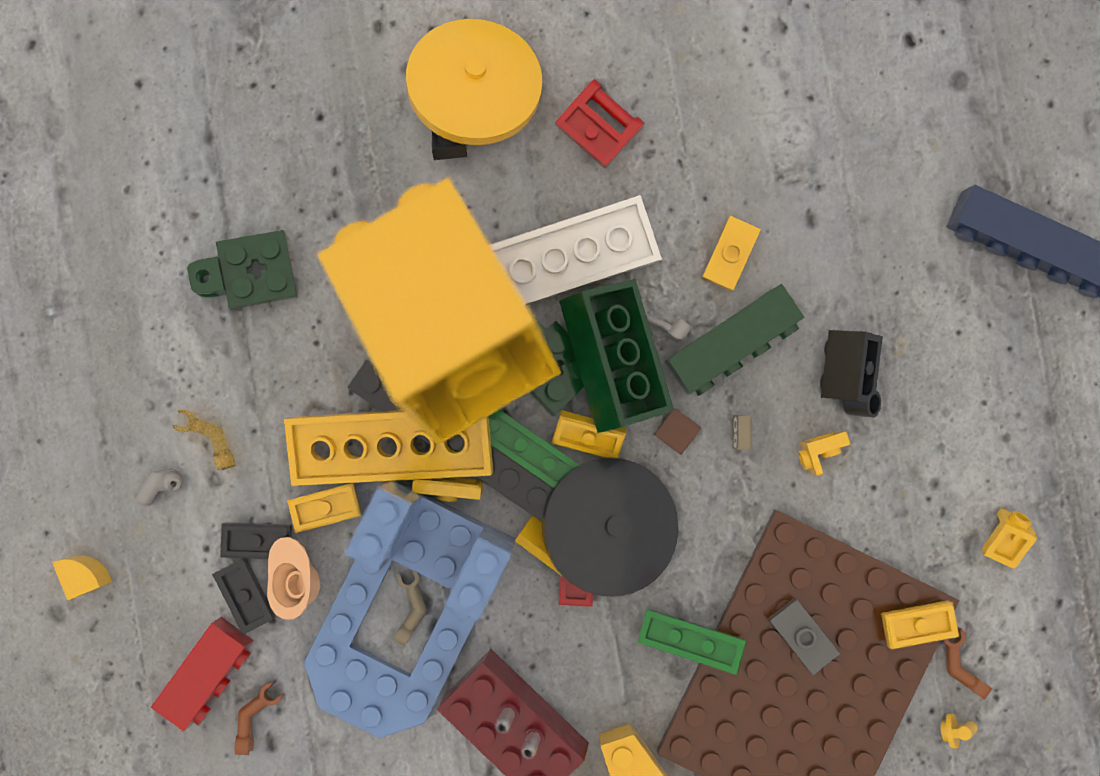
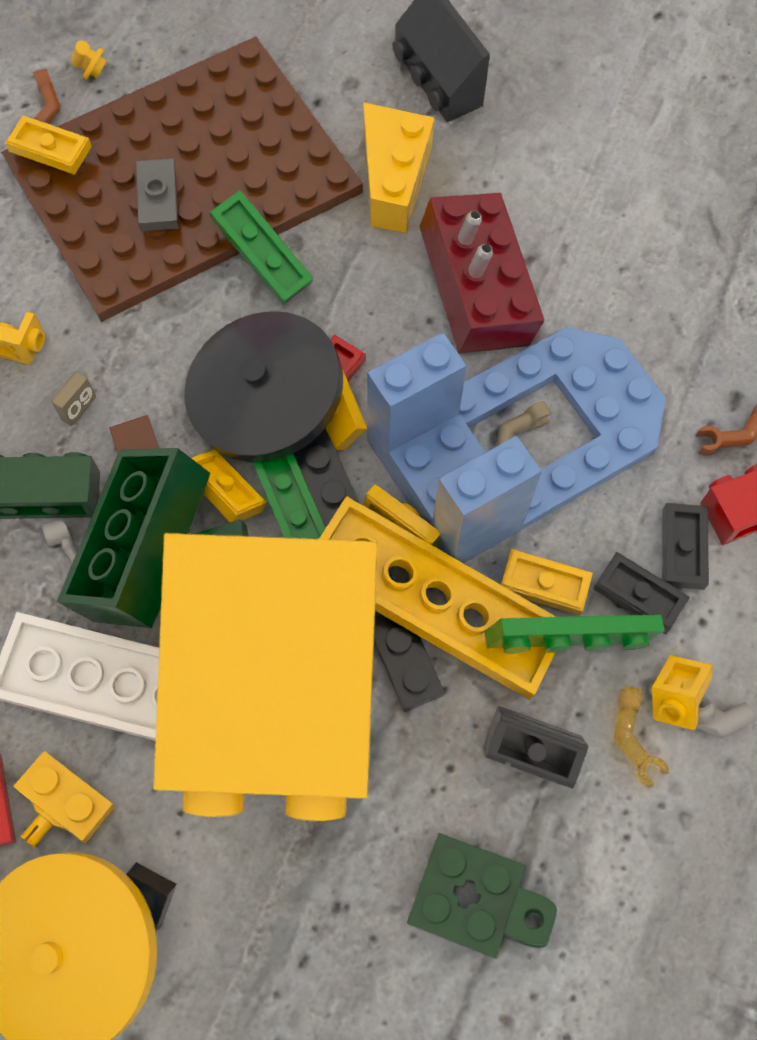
camera: 155 degrees left, 20 degrees down
(192, 485) = (680, 691): none -> yellow bracket
(264, 385) = (535, 747): none -> black brick
(288, 468) = (561, 633): none -> green plate
(291, 579) = (624, 526): light nougat piece -> none
(545, 165) = (61, 801): none -> yellow plate

